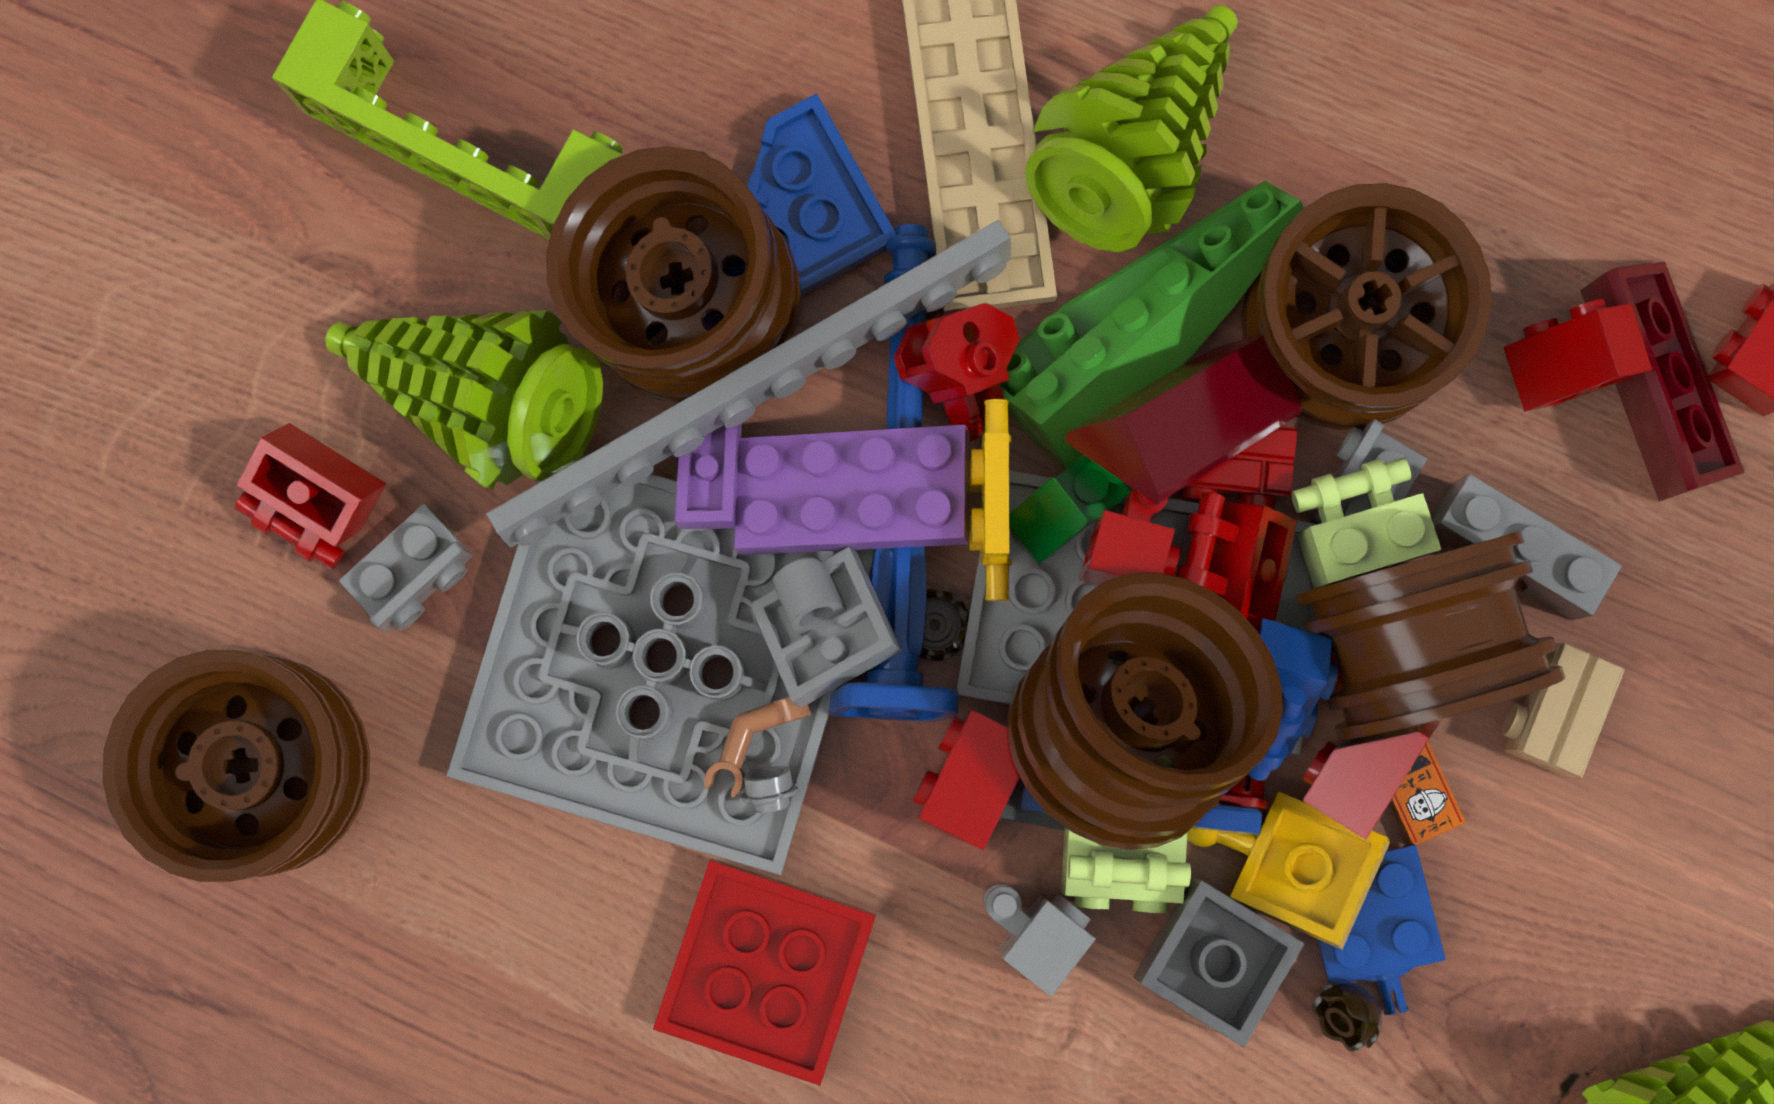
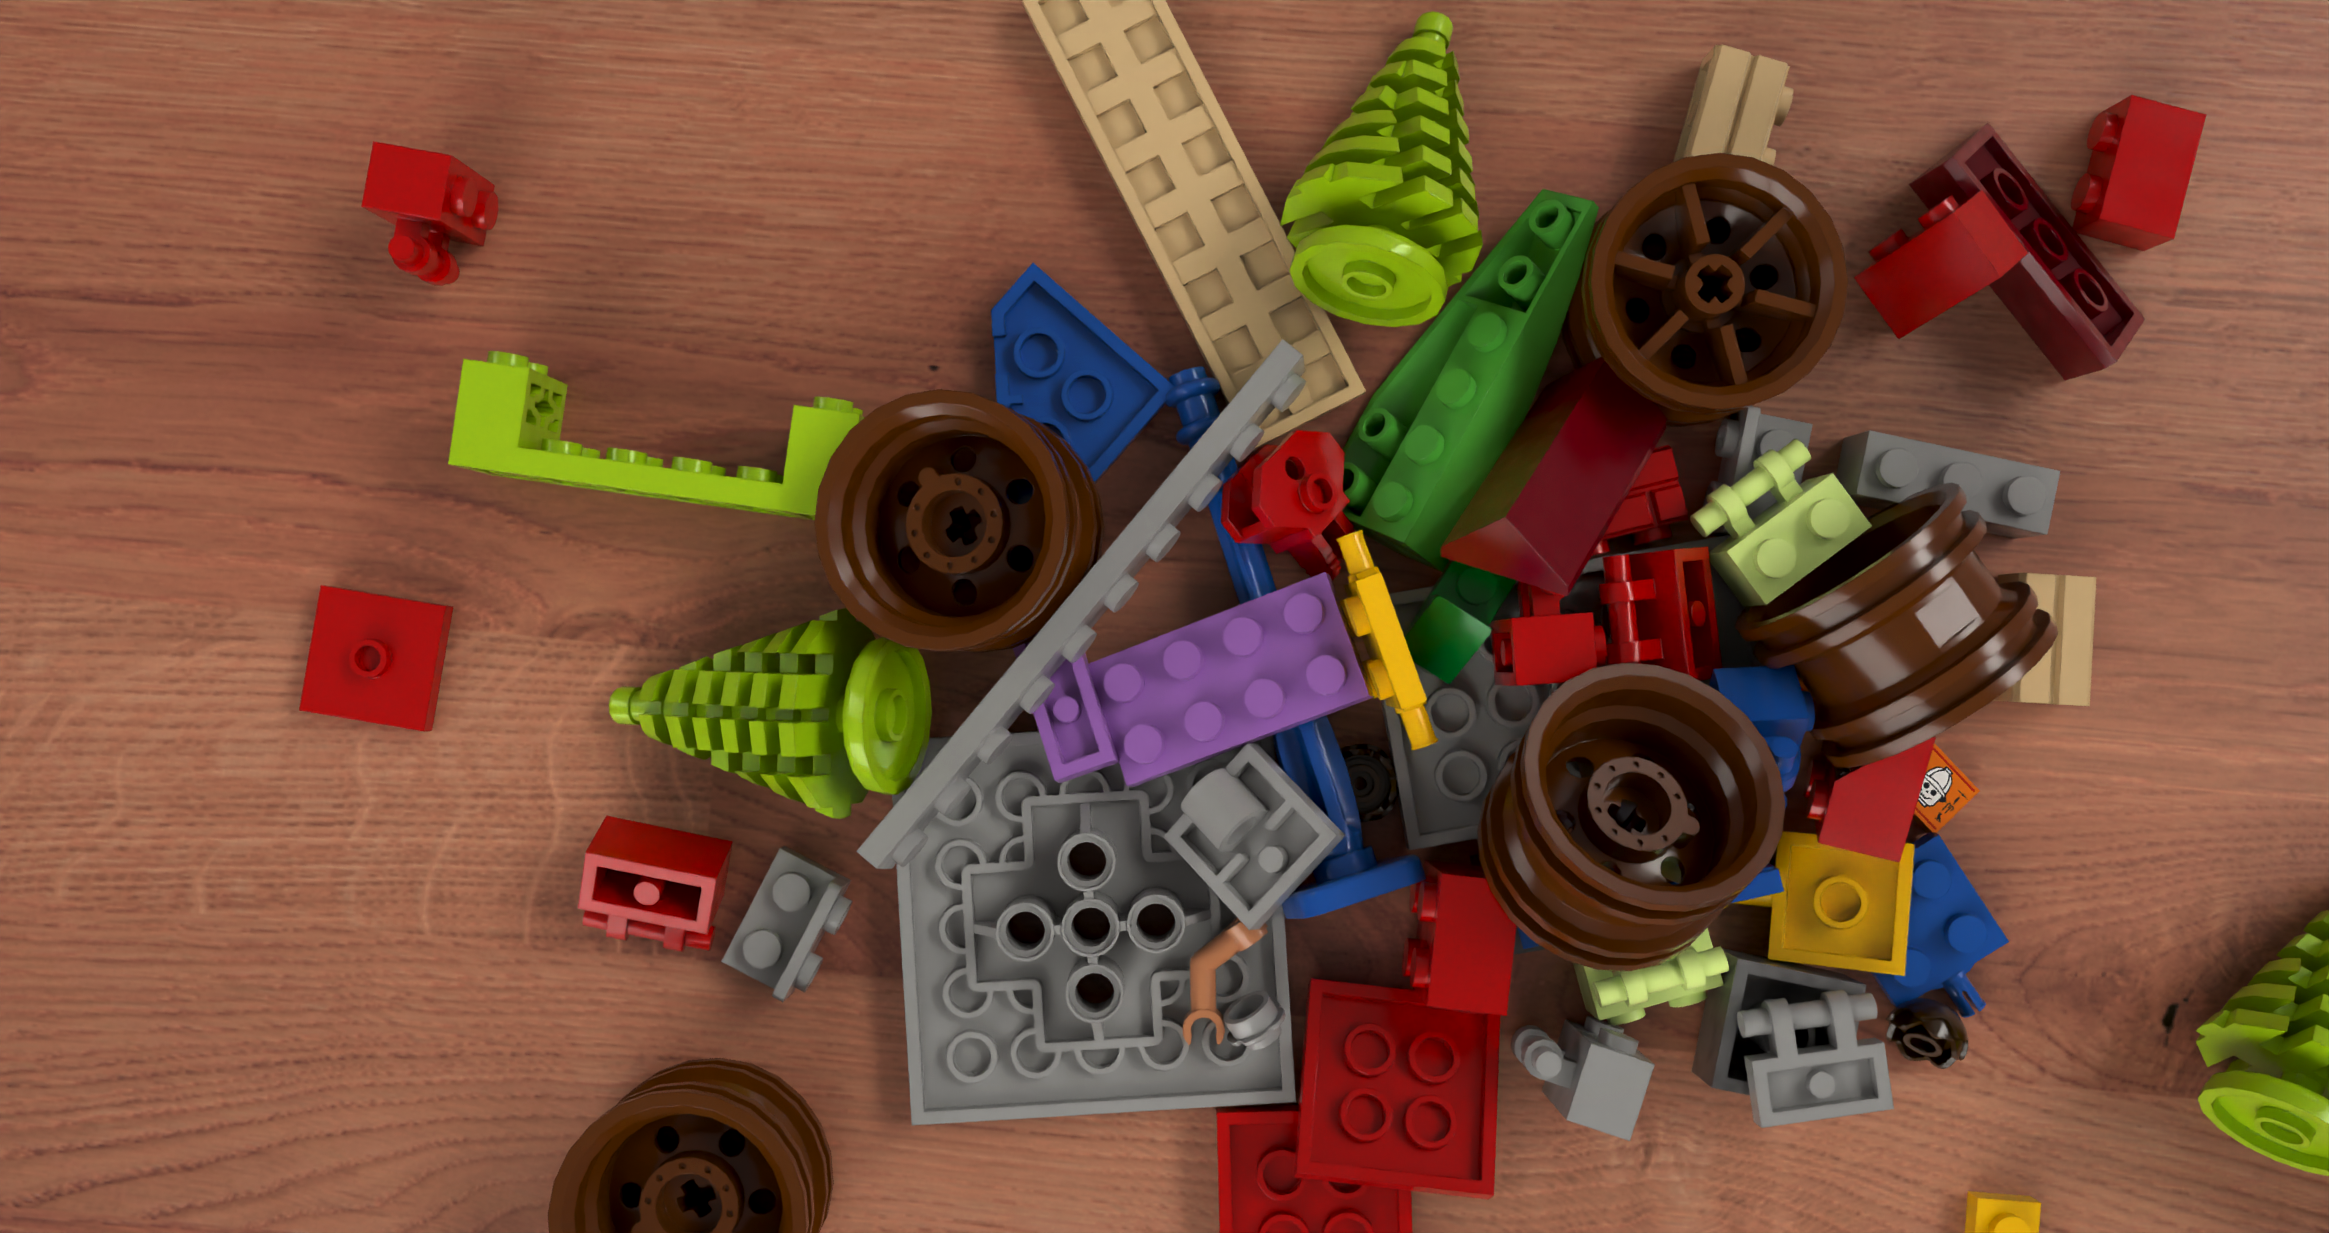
camera: 25 degrees left, 5 degrees up
(149, 227) = (376, 658): none -> red plate
(872, 893) = (1397, 1092): none -> red plate
(1230, 1005) = (1815, 1080): none -> light grey plate
(1456, 166) = (1735, 105): none -> tan brick

